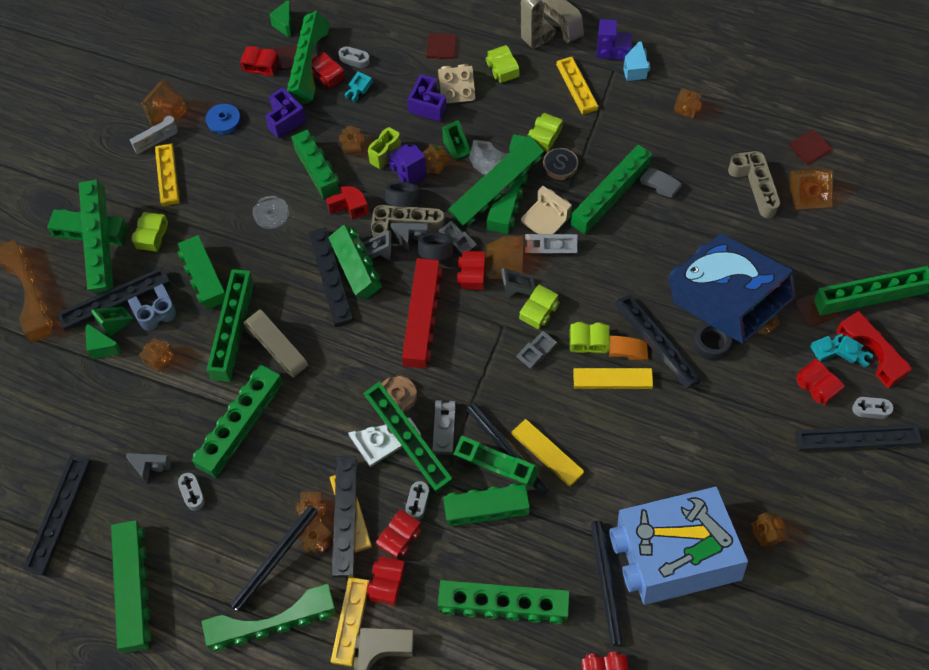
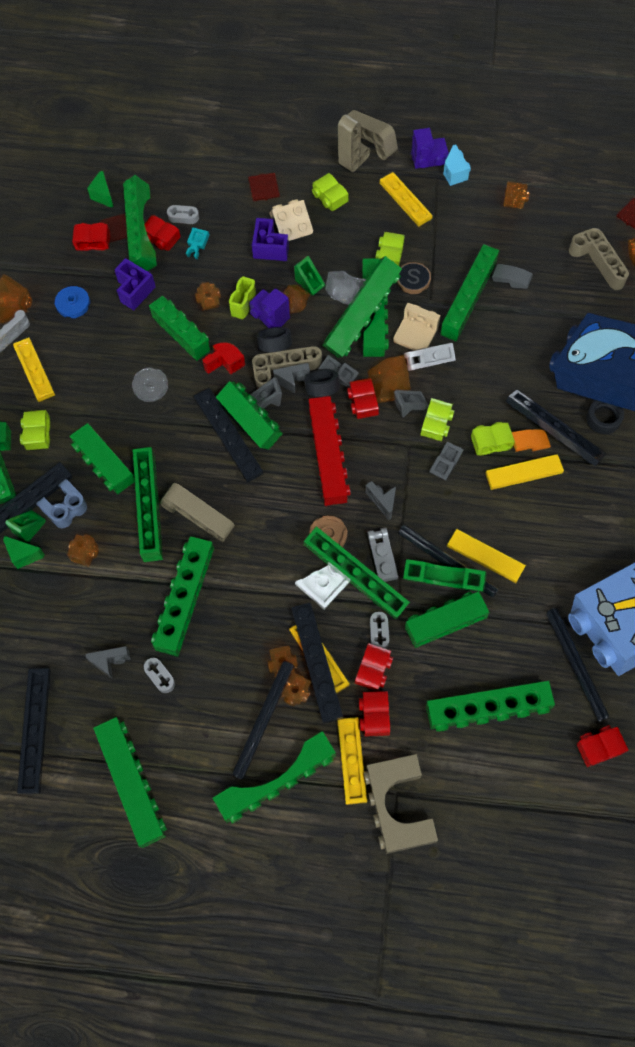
camera: 15 degrees left, 5 degrees up
(462, 375) = (381, 500): none -> dark grey slope

